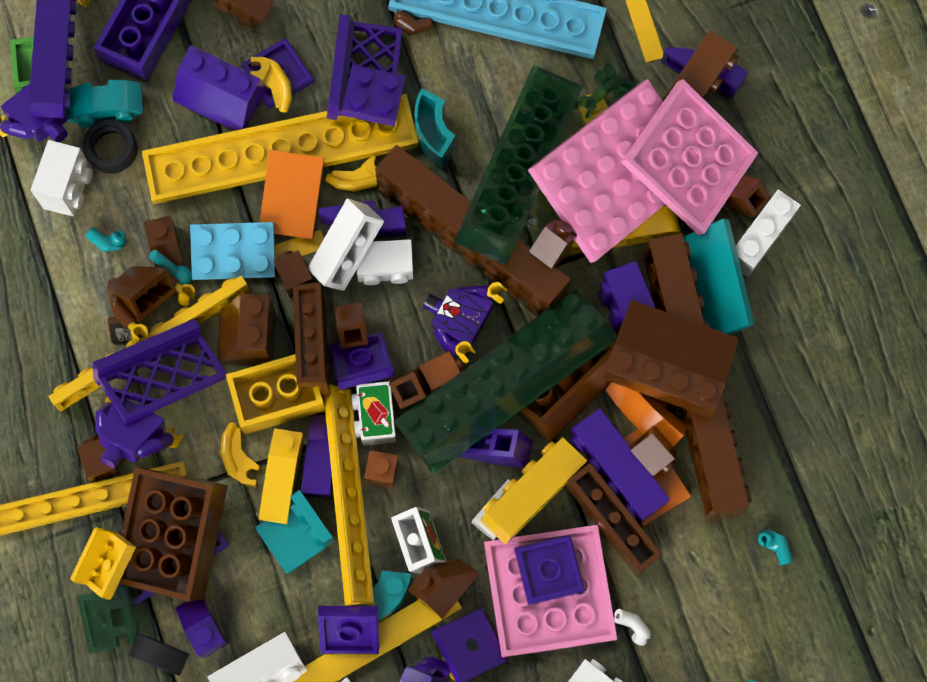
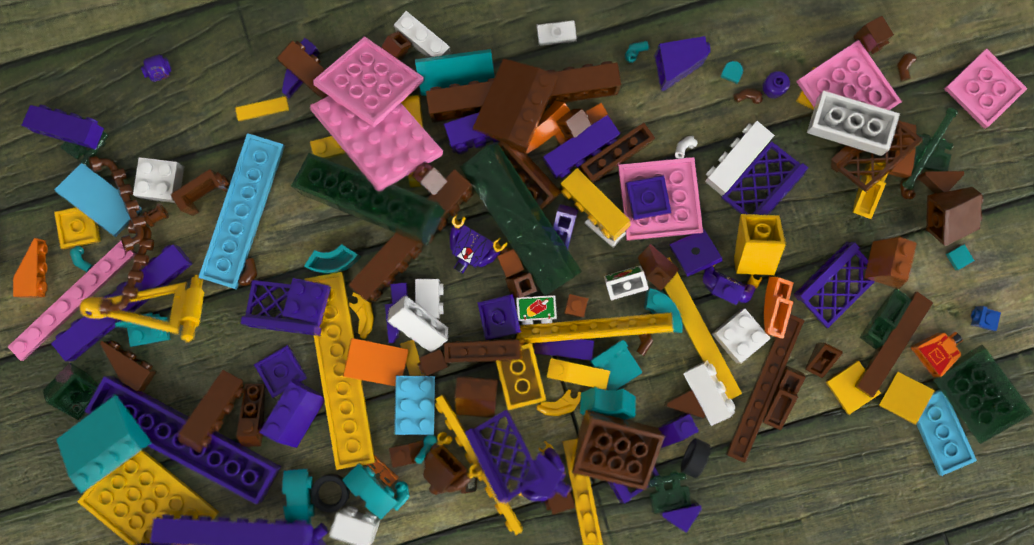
camera: 85 degrees left, 10 degrees up
(71, 639) = (683, 517): none -> dark purple slope
(103, 562) = (636, 494): yellow bracket -> none
(122, 188) = (363, 482): none -> teal brick
(146, 211) = (389, 474): none -> orange piece
(215, 37) = (251, 416): none -> reddish brown slope
(238, 527) = (612, 403): none -> teal brick
(239, 640) = (686, 403): none -> reddish brown slope
(274, 79) = (287, 372): yellow piece -> none
(330, 578) = (646, 342): none -> reddish brown arm
(348, 629) = (685, 330): dark purple tile -> none
(351, 325) = (474, 323): reddish brown brick -> none
(610, 81) = (304, 133): clear green bar -> none
(765, 609) = (679, 59): none -> dark purple slope
(792, 426) = (556, 33): none -> white plate

